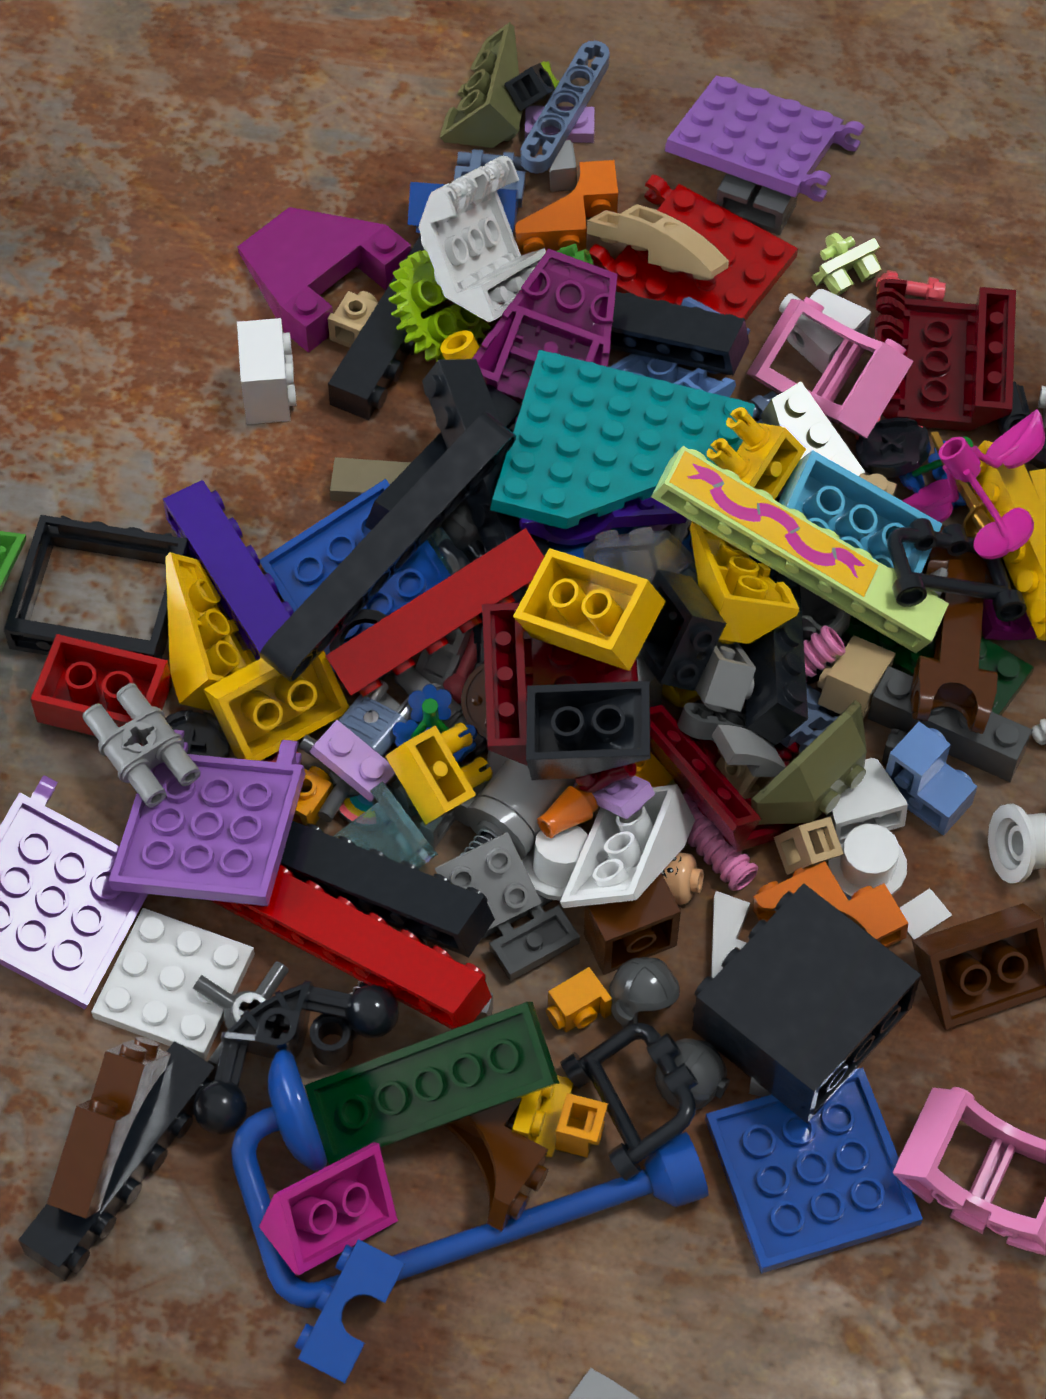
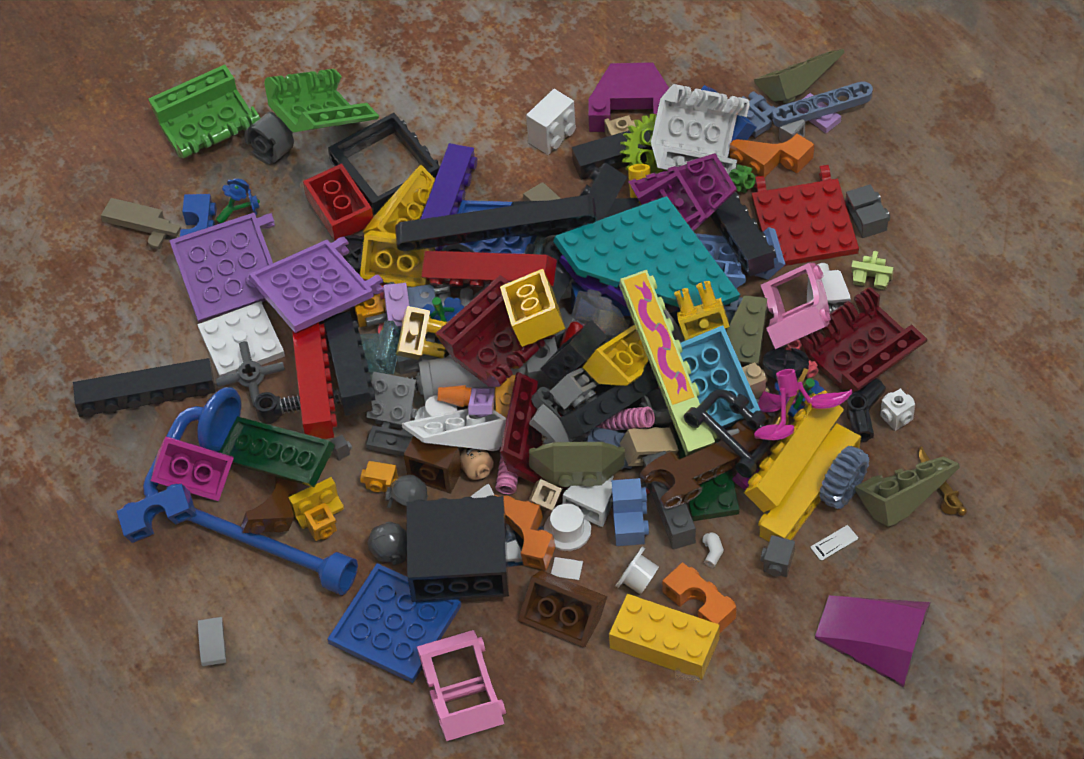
camera: 50 degrees right, 5 degrees down
(103, 1125) = (136, 360): reddish brown arch -> none
(132, 759) = (320, 231): light grey pin -> none
(221, 1103) = (249, 383): black piece -> none
(532, 85) = (817, 82): black leg -> none
(586, 728) = (477, 354): black slope -> none
(597, 781) = (479, 389): dark red arm -> none
(667, 240) = (789, 194): tan slope -> none
(677, 1078) = (349, 506): black bar -> none
(761, 137) = (897, 183): medium lavender plate -> none
(931, 290) = (899, 314): coral bar -> none

